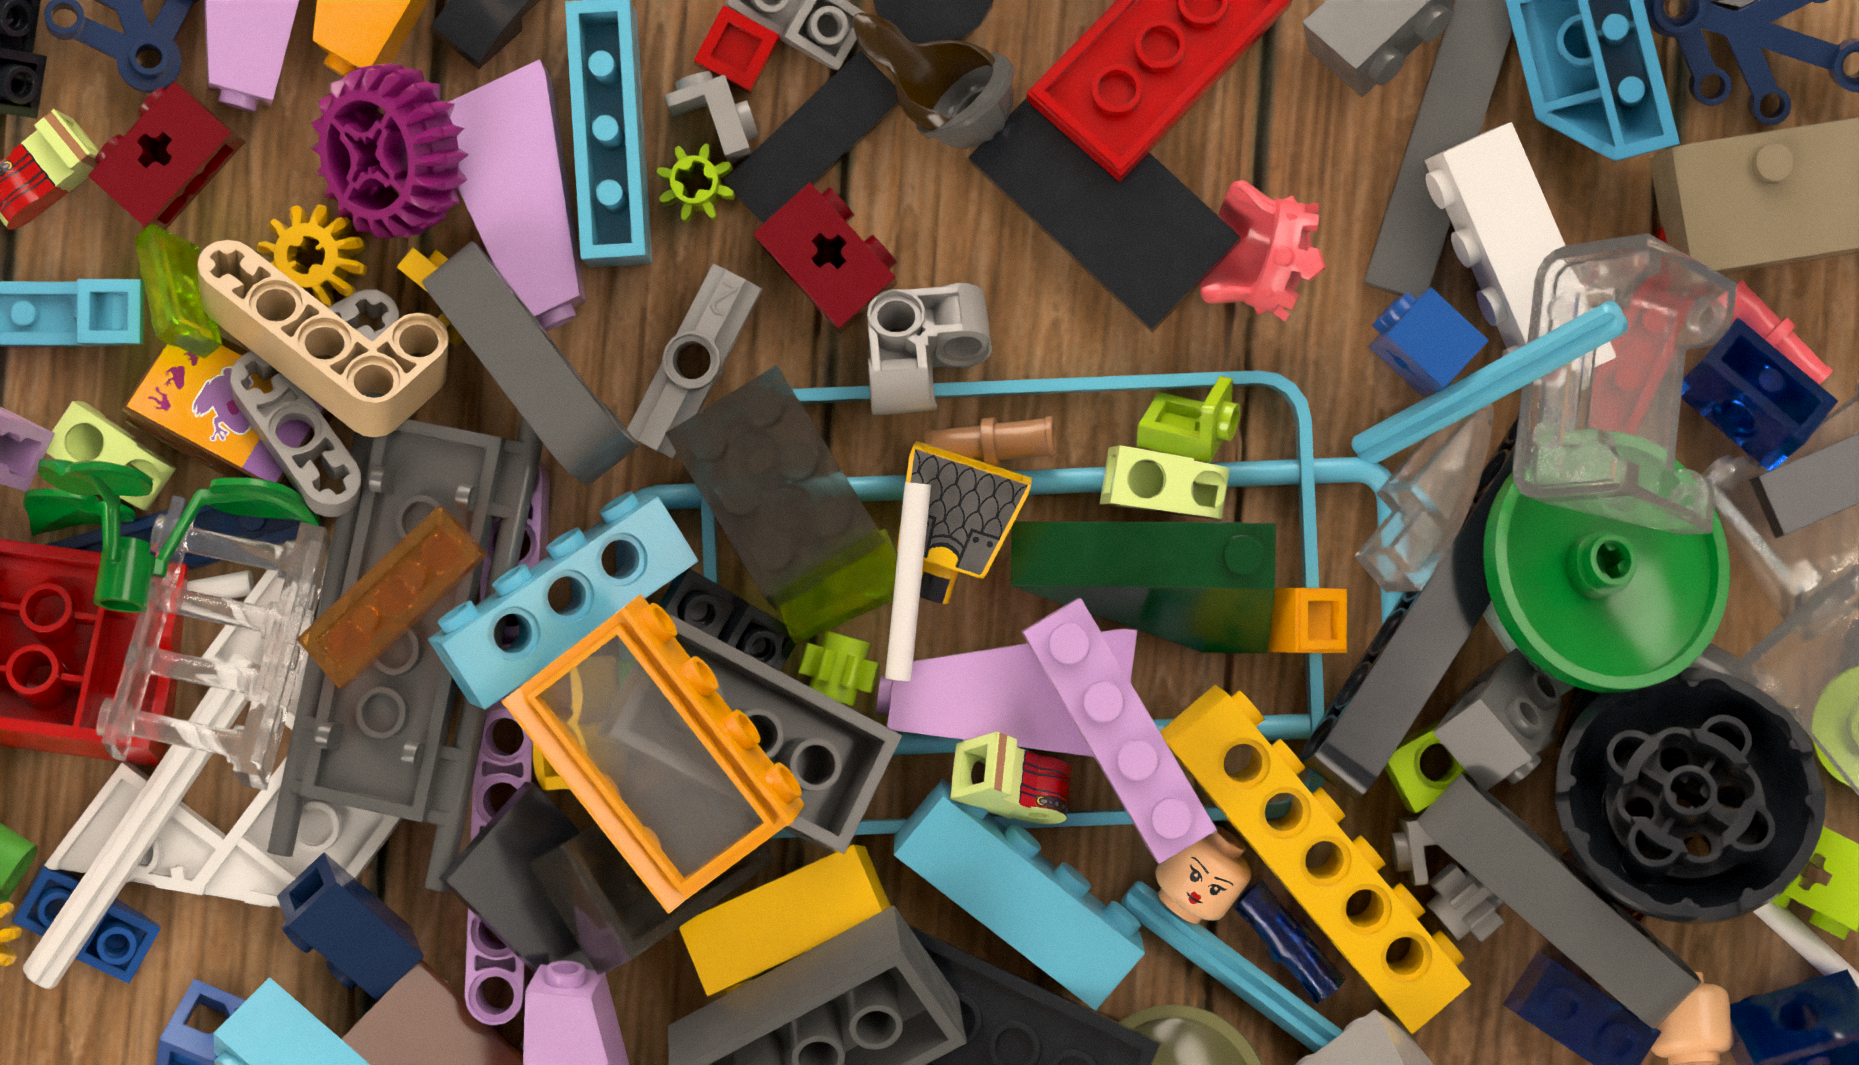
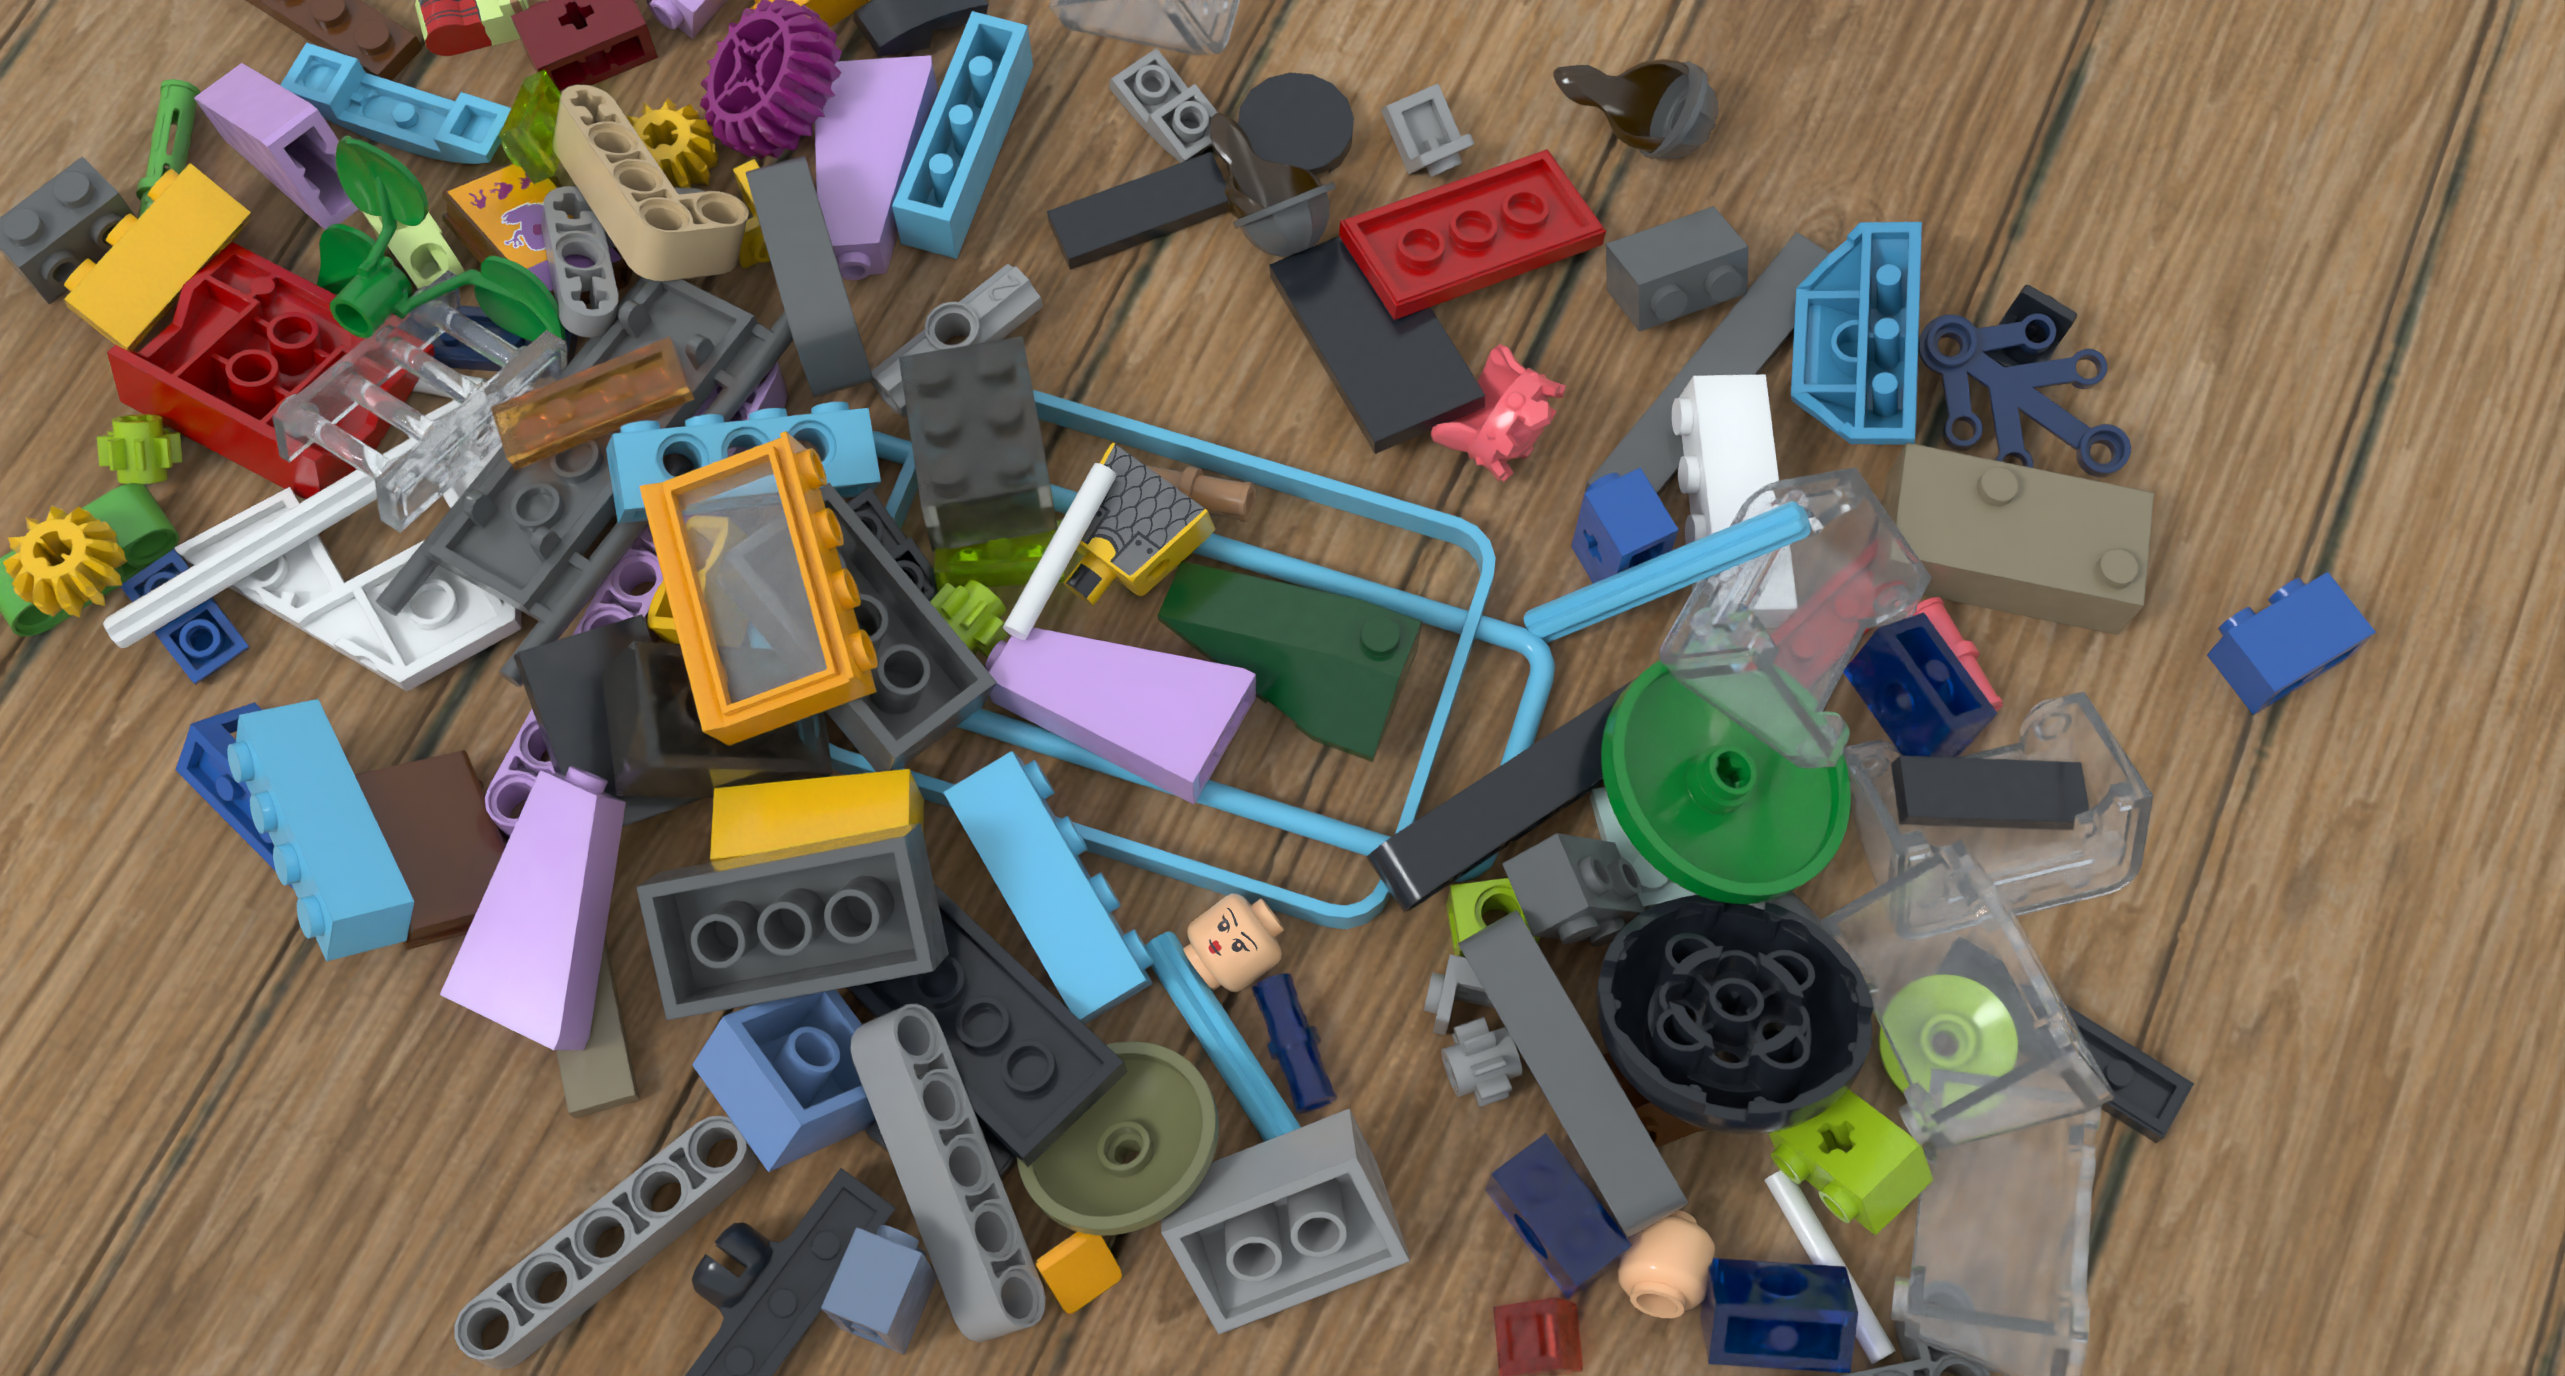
camera: 15 degrees right, 20 degrees down
(349, 927) = (414, 690): dark blue brick -> none
(688, 168) = (1022, 203): lime gear -> none
(732, 120) = (1065, 141): light grey bracket -> none
(737, 49) = (1104, 117): red plate -> none
(792, 240) = (1089, 275): dark red brick -> none
(941, 330) = (1164, 380): light grey piece -> none
(1014, 782) = (1084, 769): yellowish green leg -> none
(1118, 730) = (1199, 739): lavender brick -> none
(1163, 483) = (1332, 563): yellowish green leg -> none
(1188, 425) = (1382, 544): lime bracket -> none
(1309, 621) = (1423, 742): light orange slope -> none
(1408, 988) = (1308, 787): yellow brick -> none
(1427, 503) = (1574, 677): clear slope -> none

